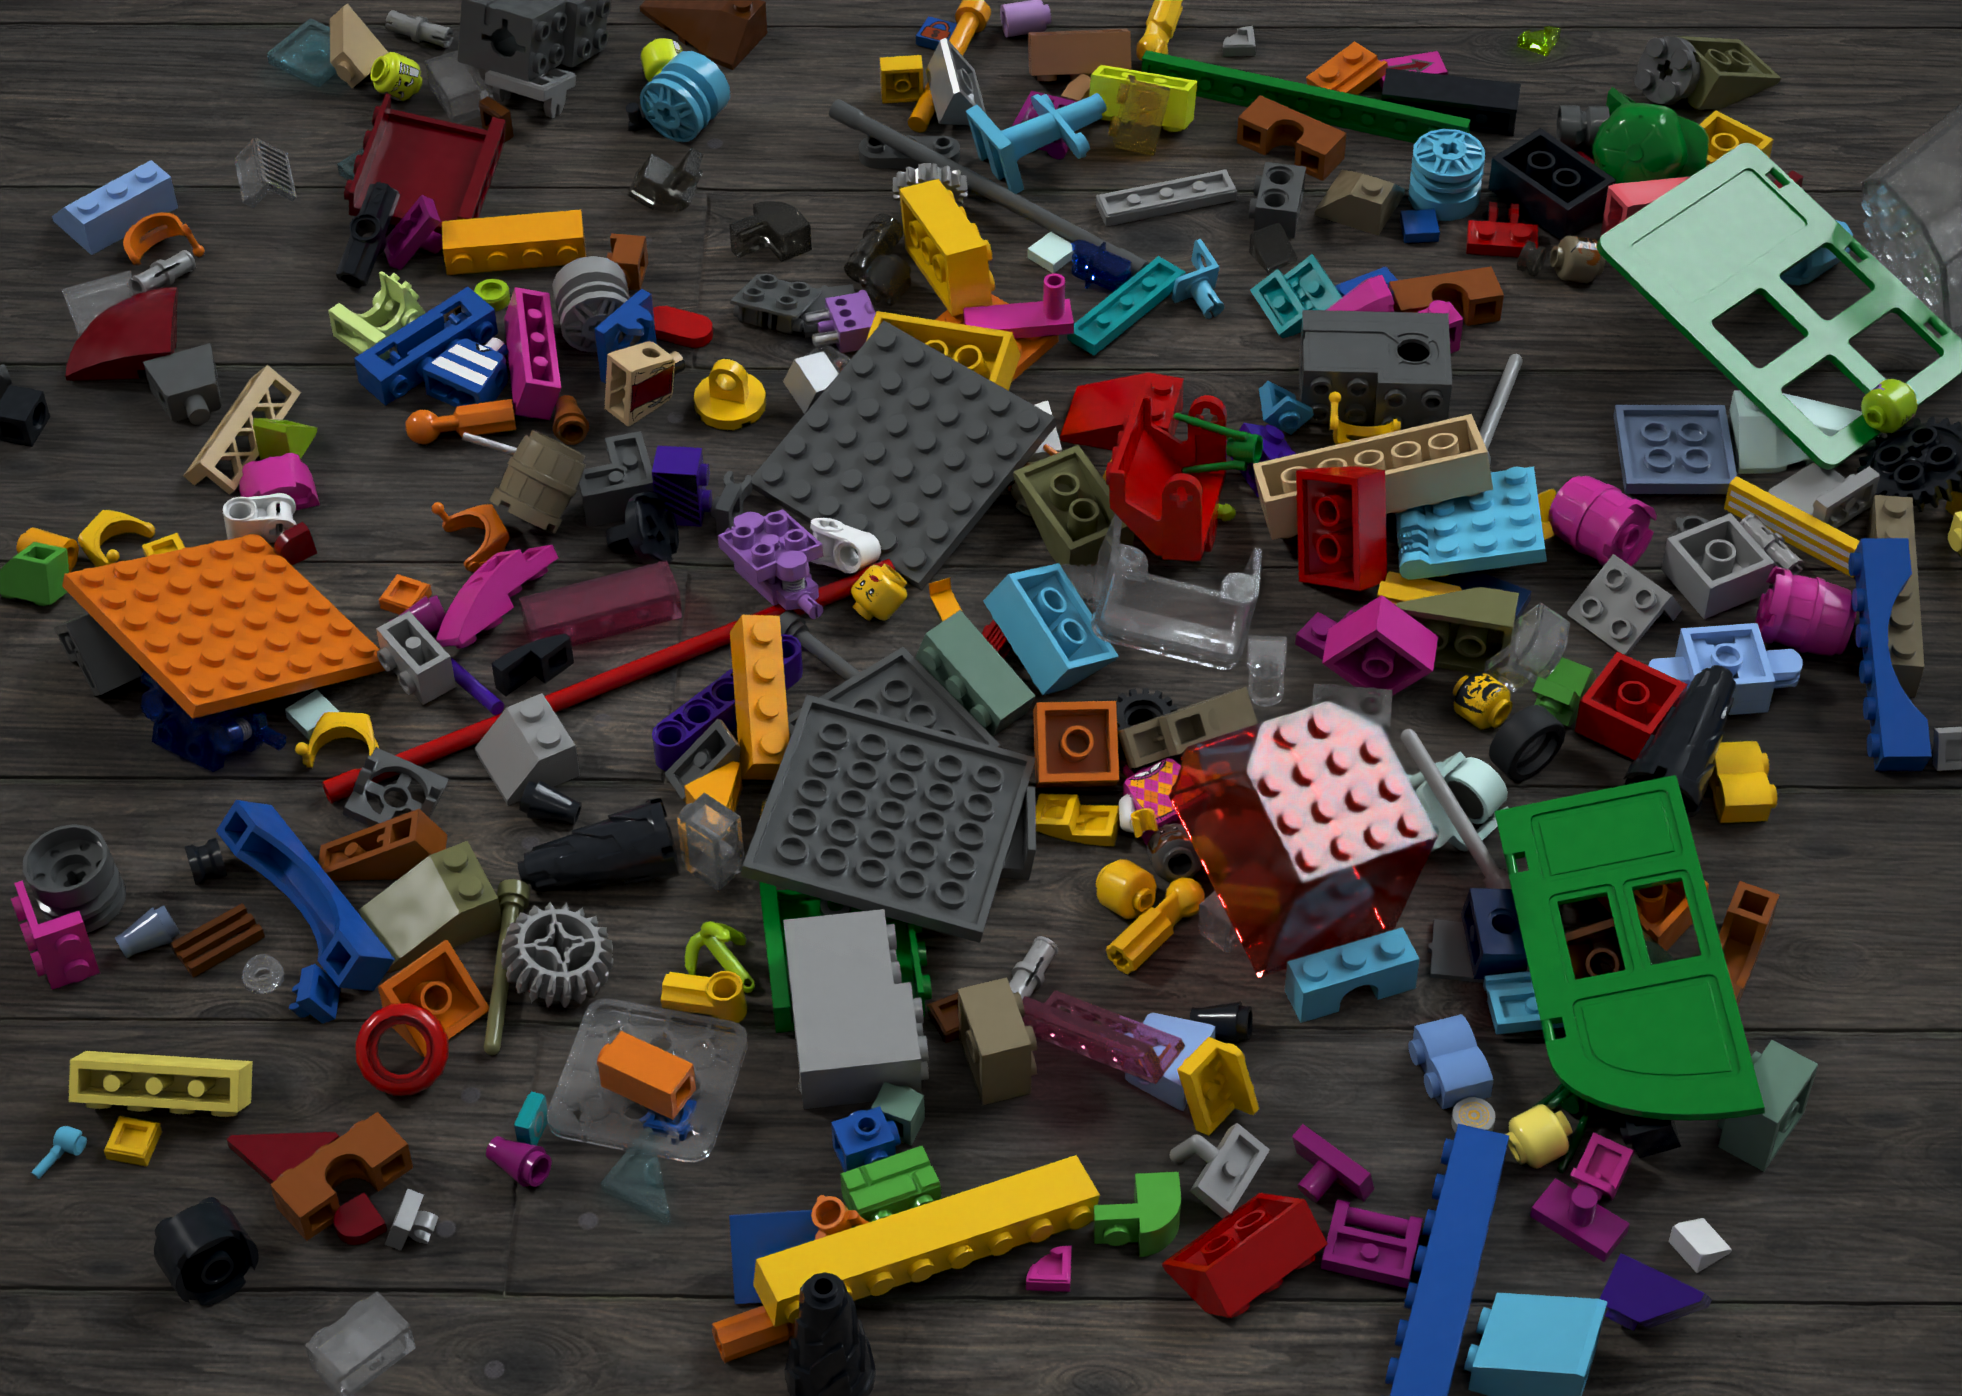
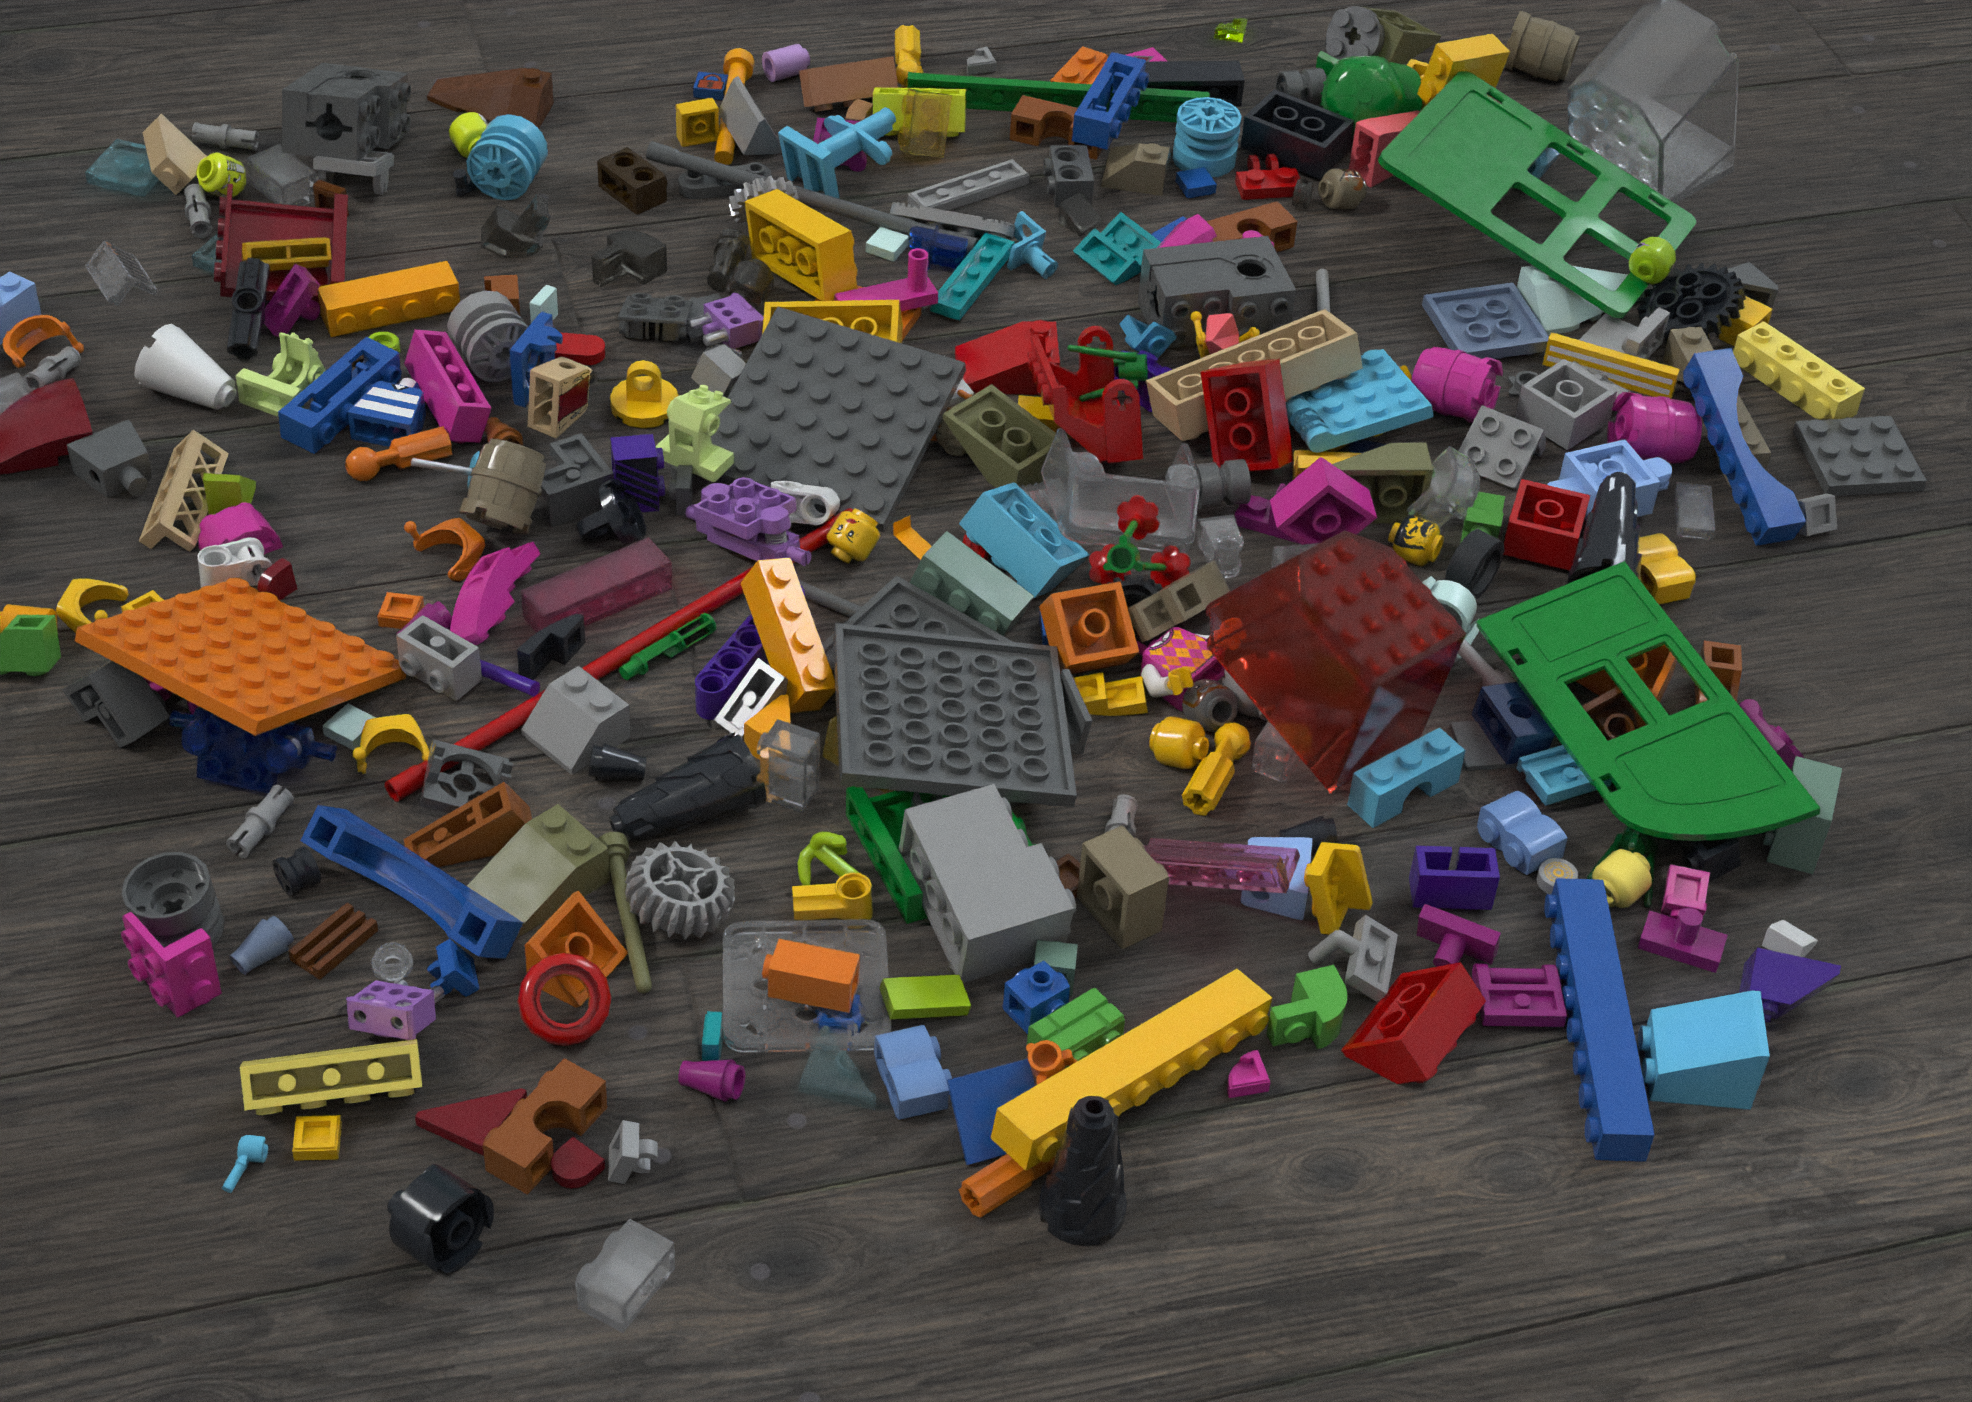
camera: 20 degrees left, 5 degrees down
(191, 801) = (260, 821): none -> light grey pin
(243, 1024) = (393, 1009): none -> medium lavender piece
(282, 294) = (183, 370): none -> white cone
(362, 111) = (198, 211): none -> light grey pin
(425, 173) = (285, 253): none -> yellow piece
(650, 682) = (669, 646): none -> green piece
(664, 277) = (545, 302): none -> light aqua tile
(712, 1193) = (912, 1071): none -> medium blue brick
(744, 445) = (691, 424): none -> yellowish green tile
(757, 1117) = (925, 996): none -> lime tile
(810, 139) = (632, 181): none -> dark brown brick
(1139, 672) = (1115, 561): none -> red plant
(1141, 243) = (955, 221): none -> light grey plate
(1286, 599) = (1224, 483): none -> dark grey wheel
(1331, 1106) = (1466, 887): none -> dark purple piece
(1347, 117) = (1091, 121): none -> blue brick
(1358, 420) = (1221, 332): none -> coral slope
(1770, 1008) = (1774, 735): none -> magenta plate
(1773, 128) = (1480, 55): none -> yellow brick
(1818, 717) = (1694, 511): none -> clear plate
(1881, 112) = (1541, 47): none -> dark tan piece

